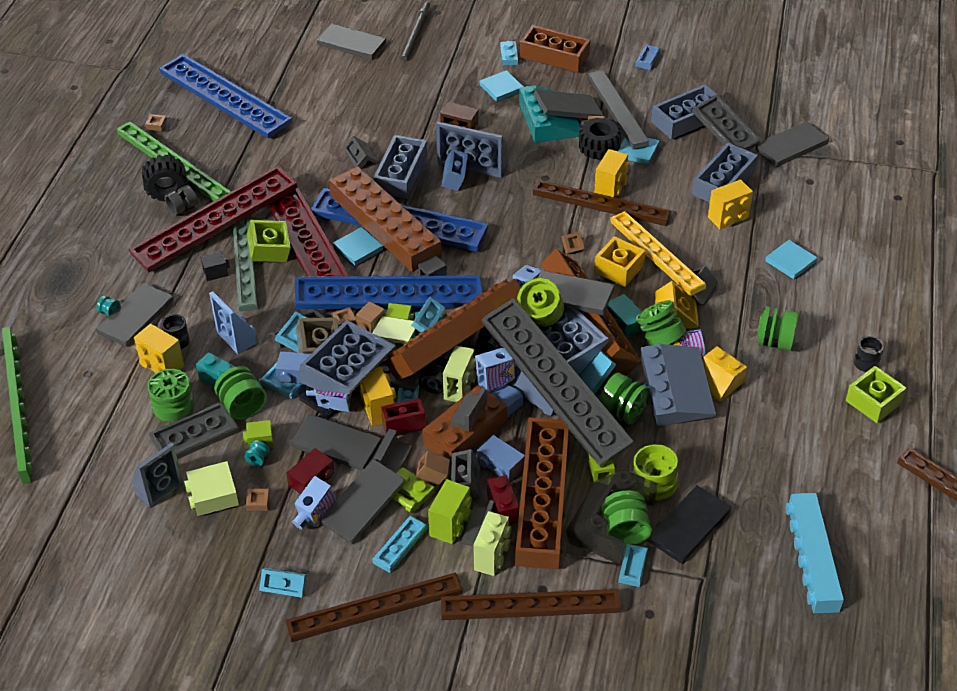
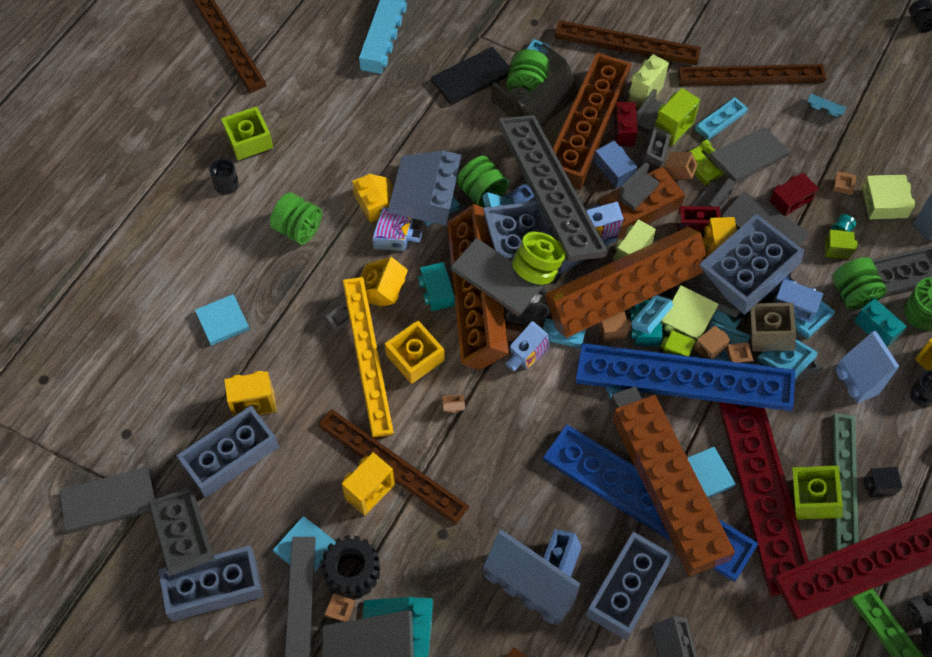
camera: 165 degrees left, 15 degrees up
(313, 503) = (792, 157): light blue torso -> none
(658, 465) = (484, 107): lime wheel -> none
(661, 323) = (401, 243): bright green wheel -> none

